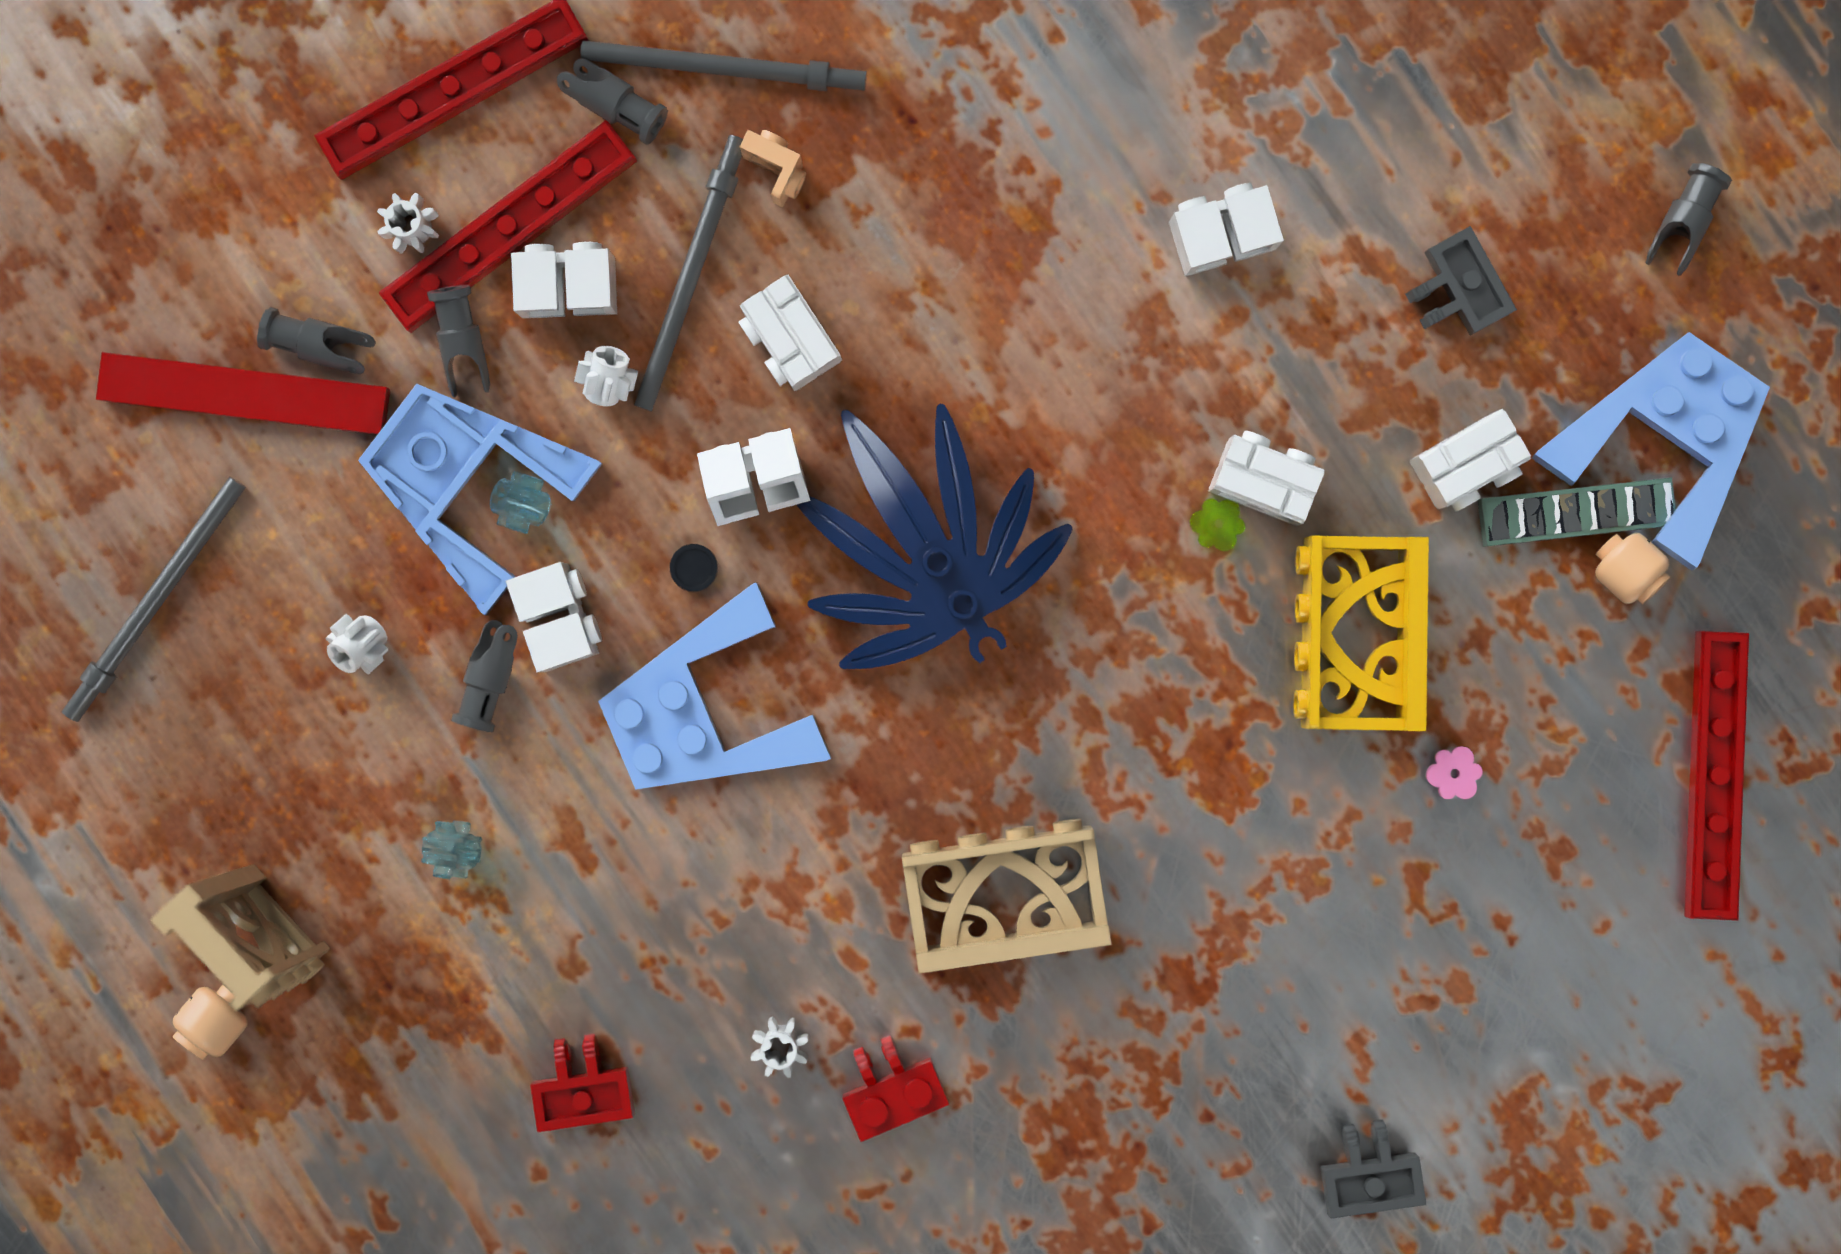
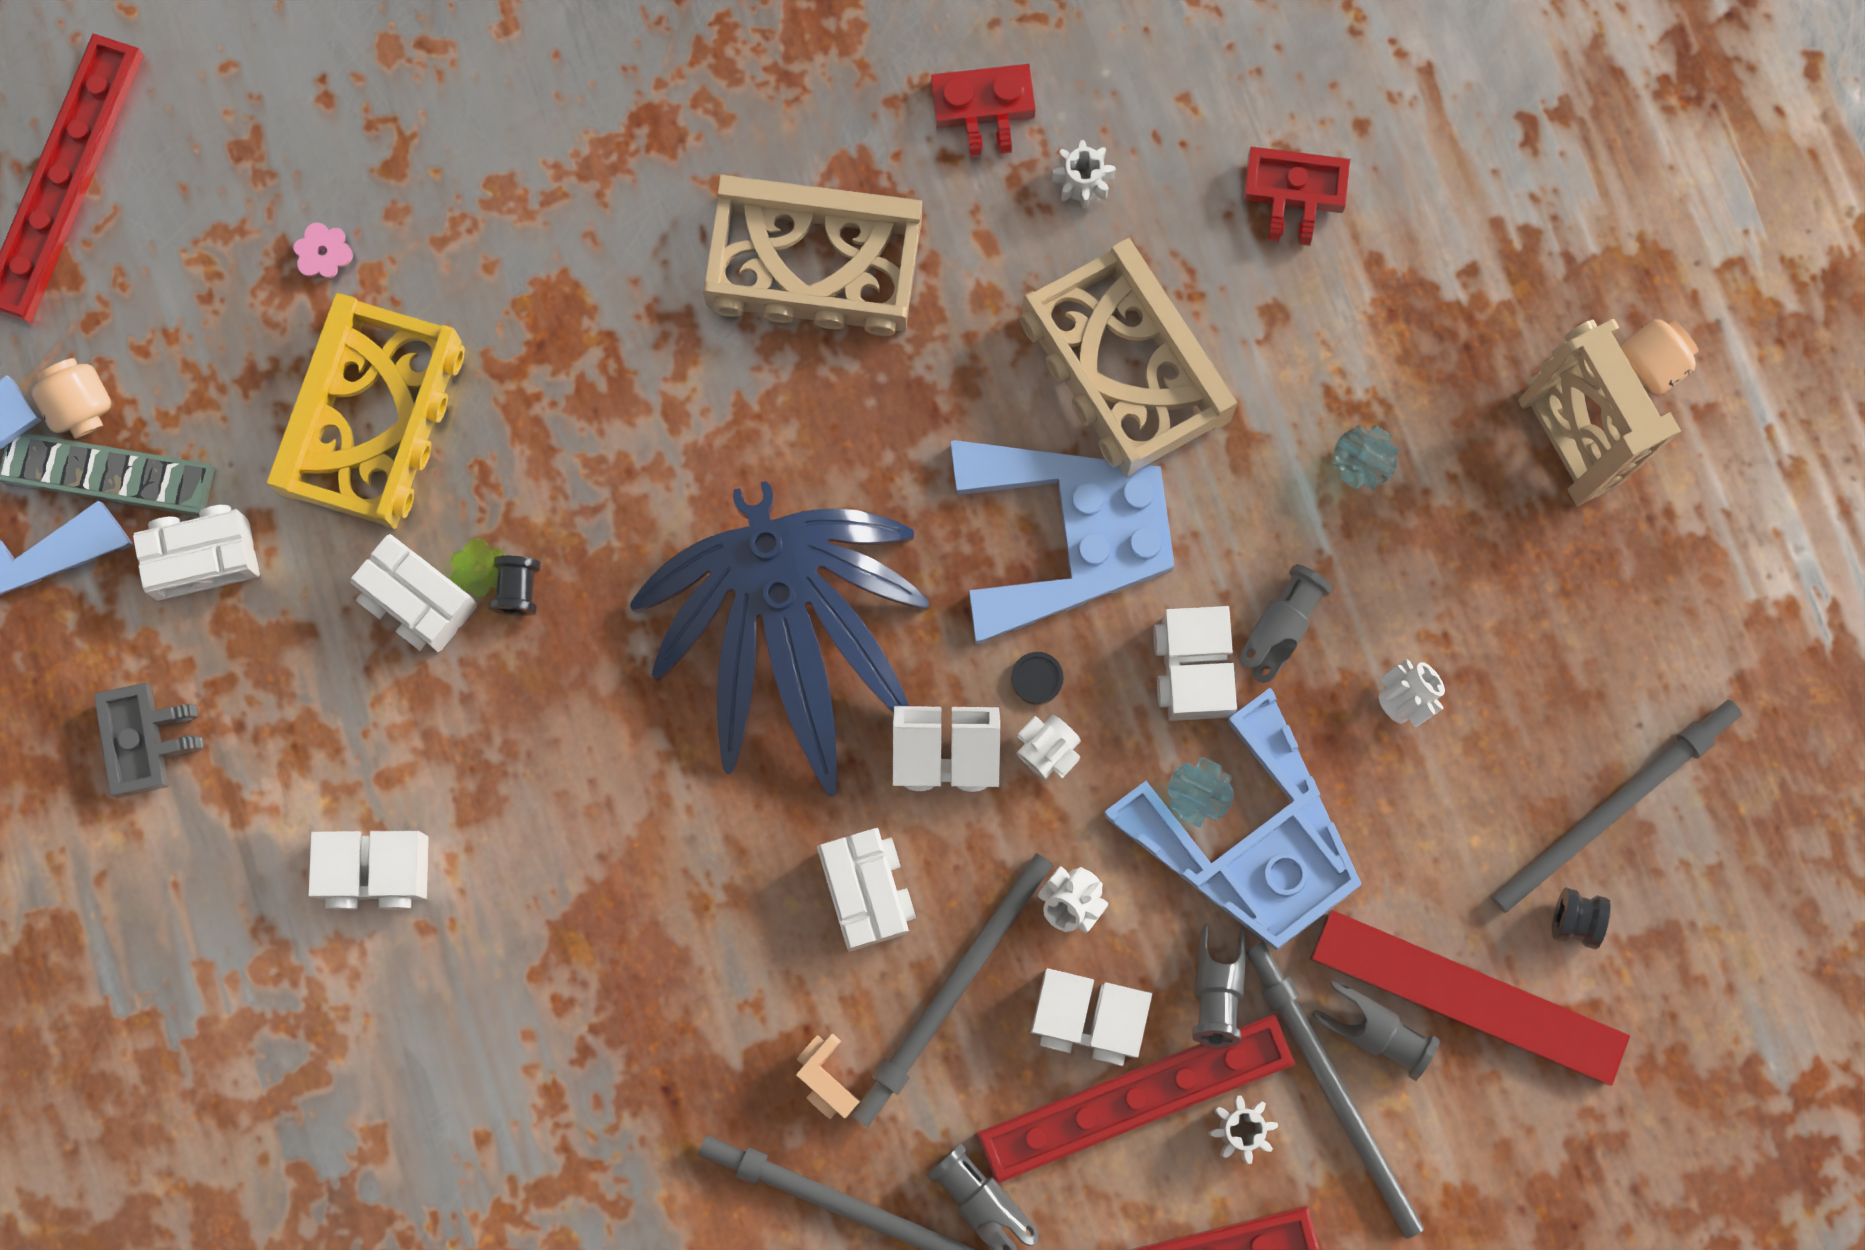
camera: 165 degrees left, 10 degrees down
(161, 487) = (1581, 918): none -> black wheel
(403, 346) = (1282, 995): none -> dark grey bar
(664, 503) = (1048, 746): none -> white gear
(699, 946) = (1138, 291): none -> tan fence
(1179, 513) = (514, 585): none -> black bush

